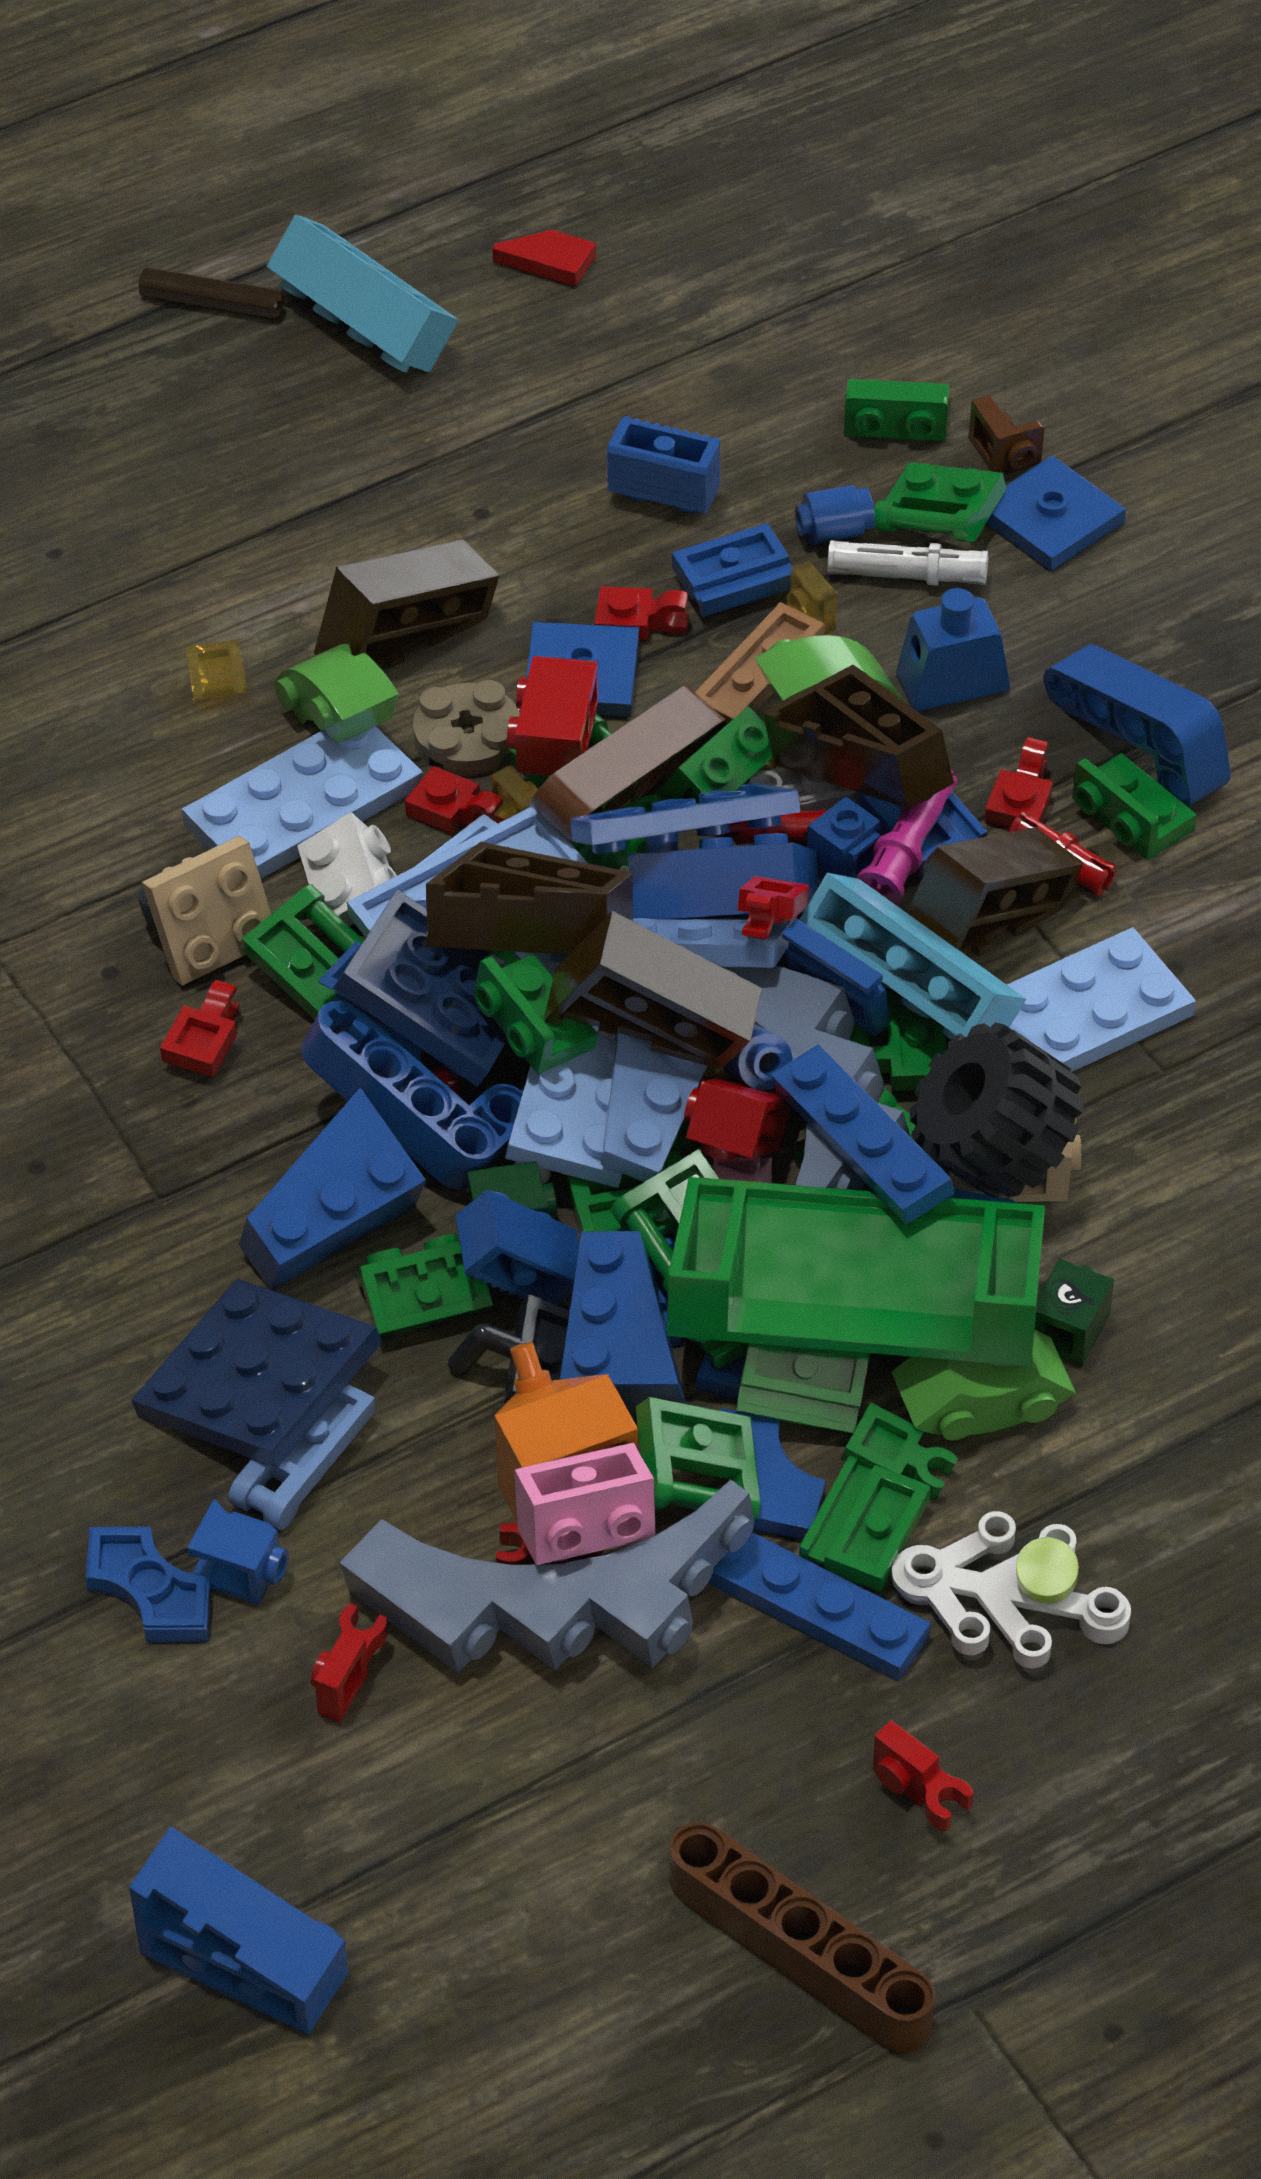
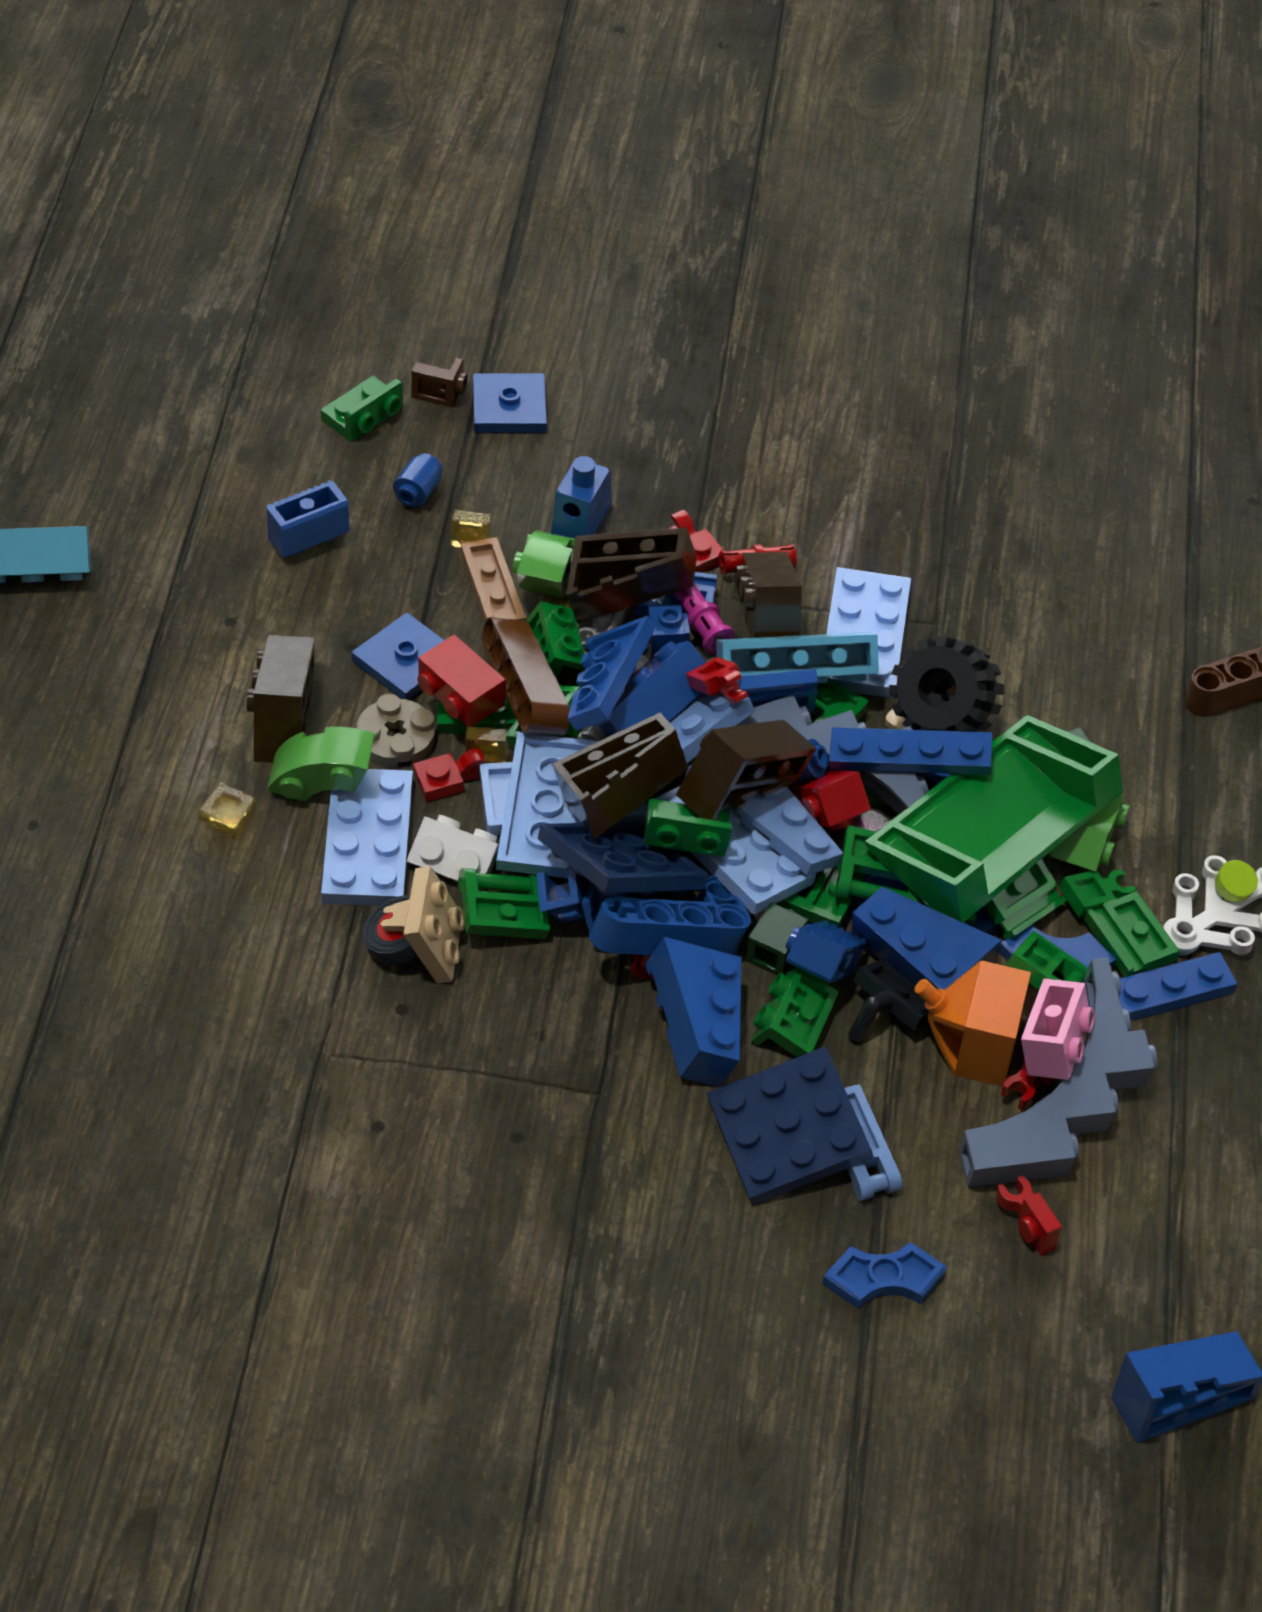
camera: 55 degrees left, 0 degrees up
(203, 1036) = (507, 994): red plate -> none
(238, 1553) = (910, 1216): blue window -> none
(548, 255) = (68, 461): red tile -> none
(639, 609) = (387, 606): red plate -> none
(733, 569) = (409, 546): blue plate -> none
(908, 562) = (494, 471): white pin -> none
(940, 501) = (458, 433): green plate -> none
(1131, 805) = (750, 512): green bracket -> none
(1148, 712) = (706, 459): blue beam -> none

